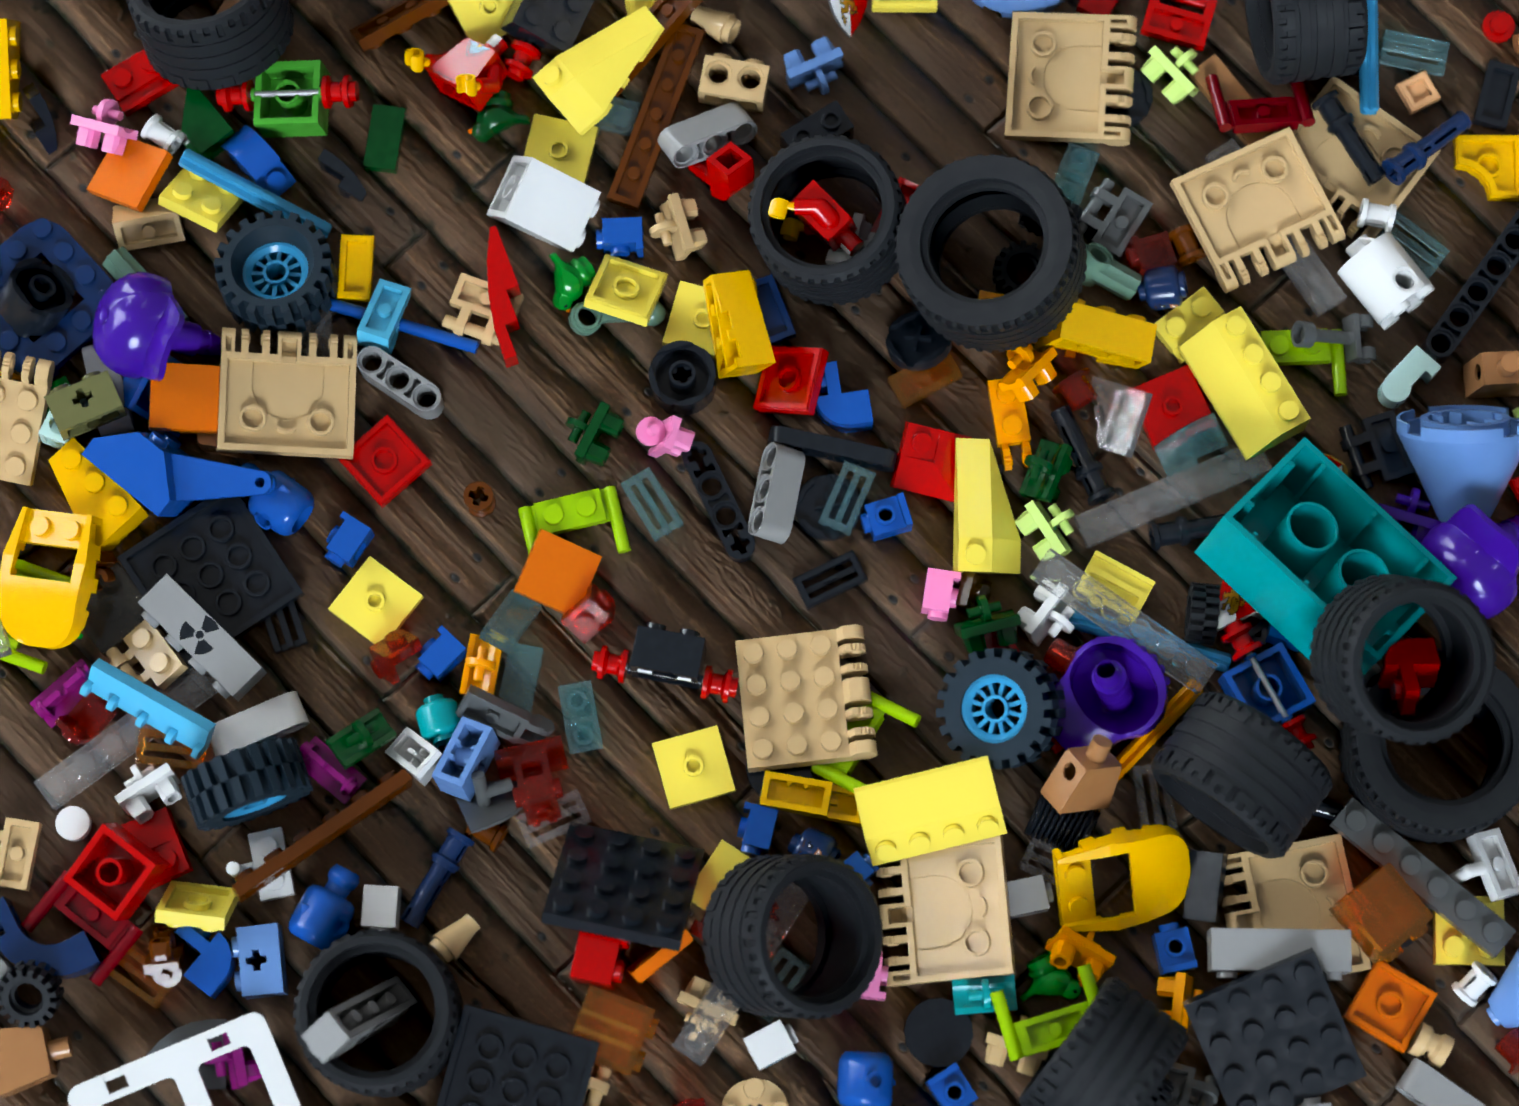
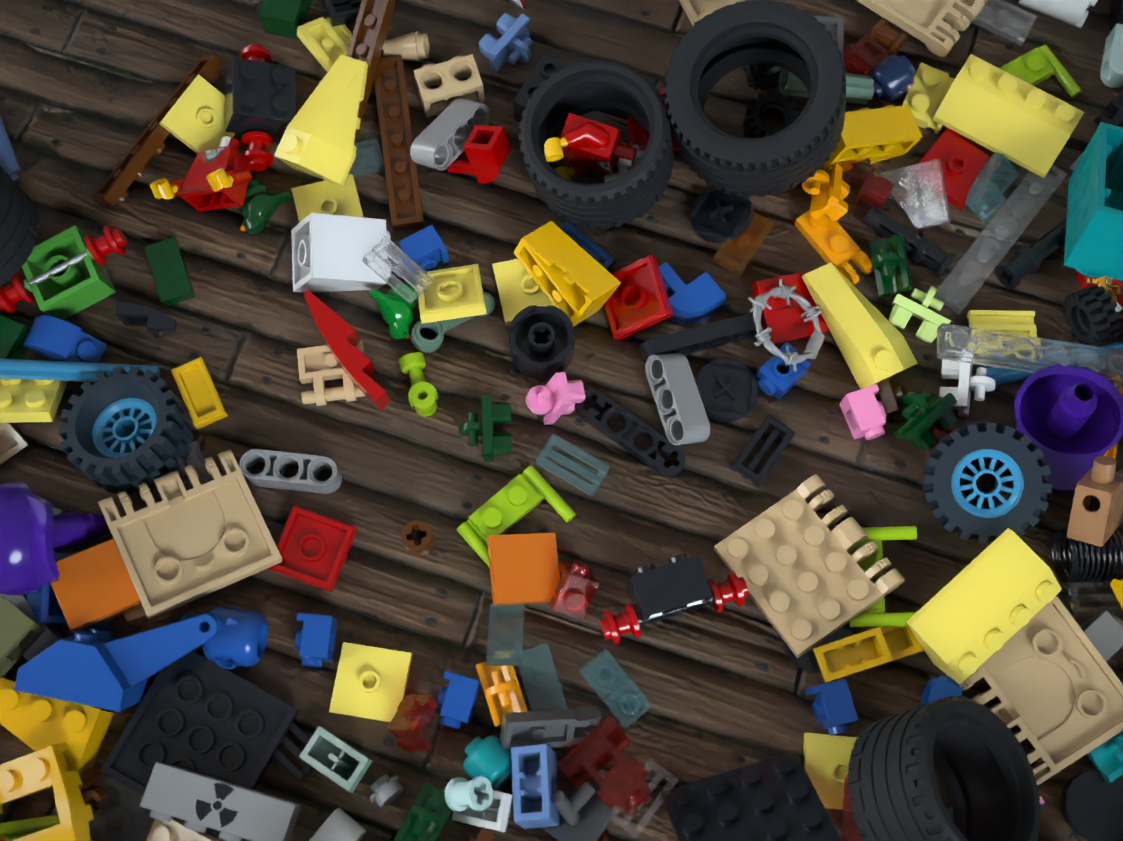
camera: 30 degrees left, 5 degrees down
(313, 649) = (335, 759): none -> sand green slope
(342, 698) = (385, 790): none -> light grey plate
(382, 316) = (245, 420): medium azure plate -> none
(405, 734) = (473, 793): none -> light aqua bush
(411, 327) = (268, 421): blue piece -> none
(550, 371) = (421, 394): none -> lime leg
(599, 243) = (384, 251): none -> clear tile
(674, 229) = (464, 222): tan hips -> none
(693, 767) = (742, 680): light yellow plate -> none
(814, 842) = (894, 696): dark blue head -> none
(858, 472) = (742, 399): clear light blue tile -> none
(942, 477) = (811, 313): none -> light grey piece
(1060, 655) = (1002, 410): clear red piece -> none
(1305, 335) = (1057, 43): dark grey bar -> none

